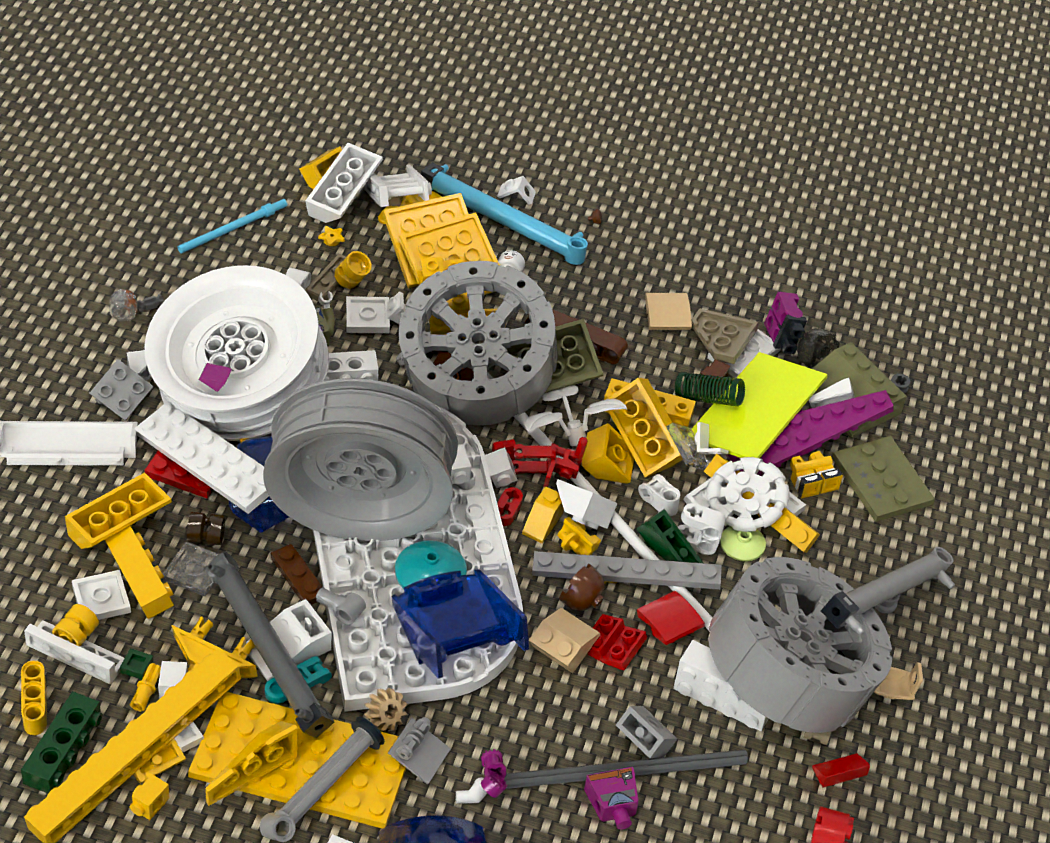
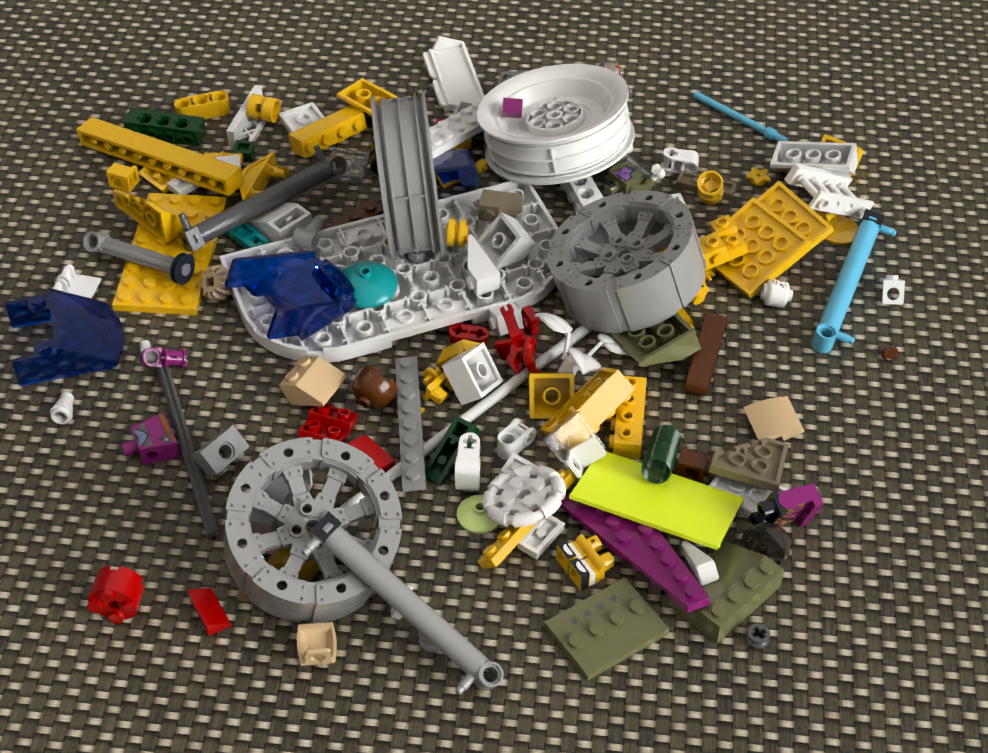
camera: 85 degrees right, 0 degrees up
(419, 749) = (181, 310): light grey hinge -> none

